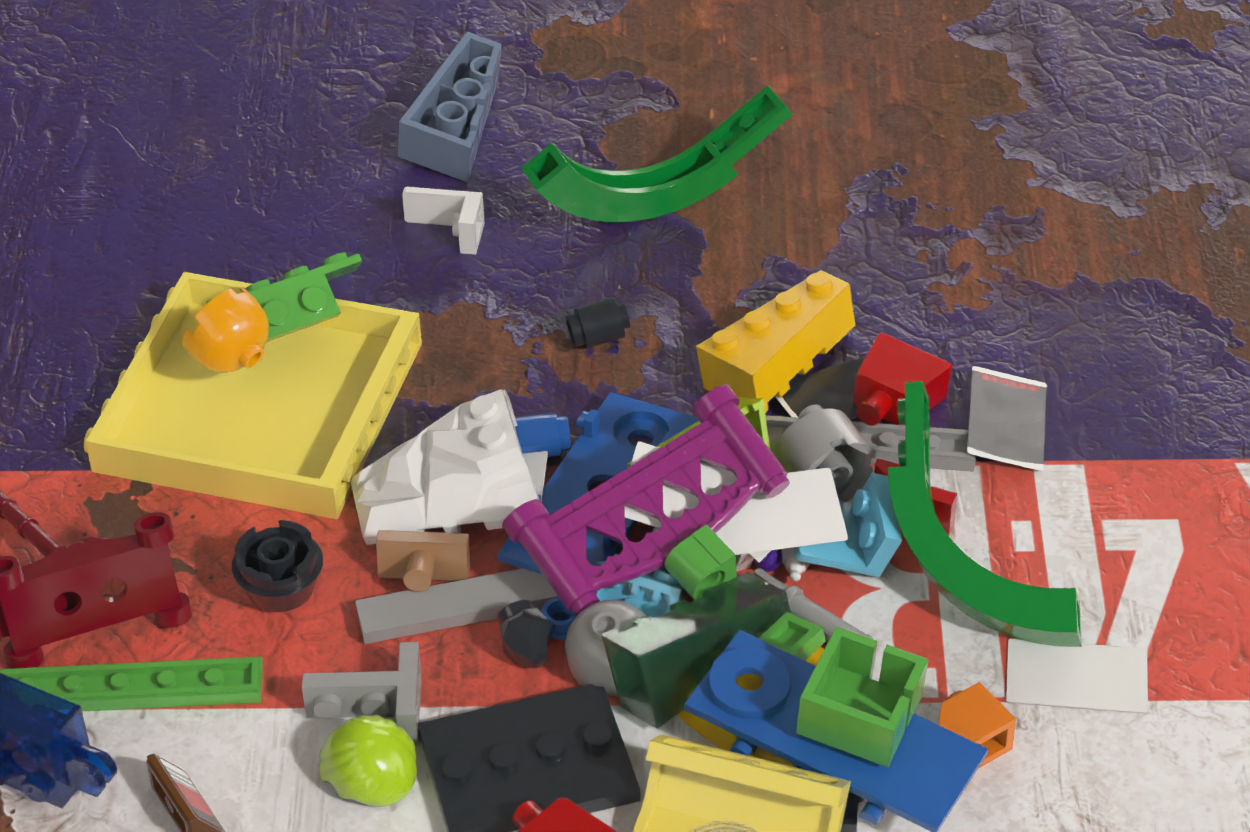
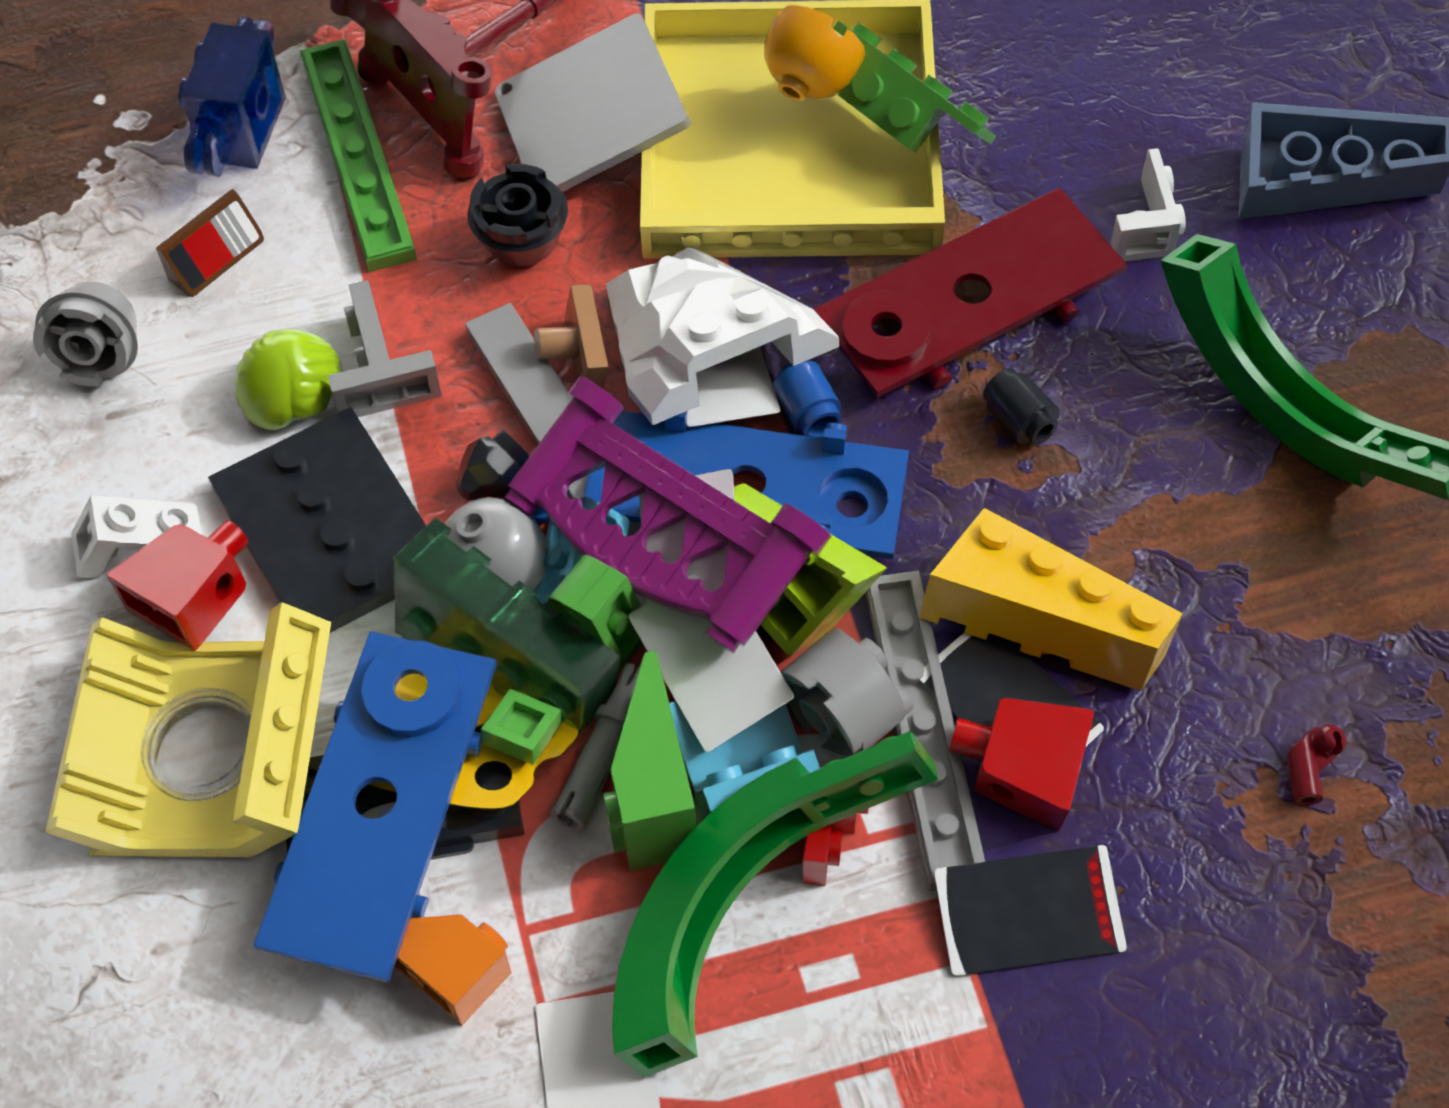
camera: 75 degrees right, 15 degrees up
(193, 477) = (592, 104): none -> light grey piece
(471, 281) = (1028, 260): none -> dark red piece
(851, 570) = (651, 794): none -> bright green slope
(853, 710) = (380, 803): bright green piece -> none
(934, 260) = (1309, 758): none -> dark red arm

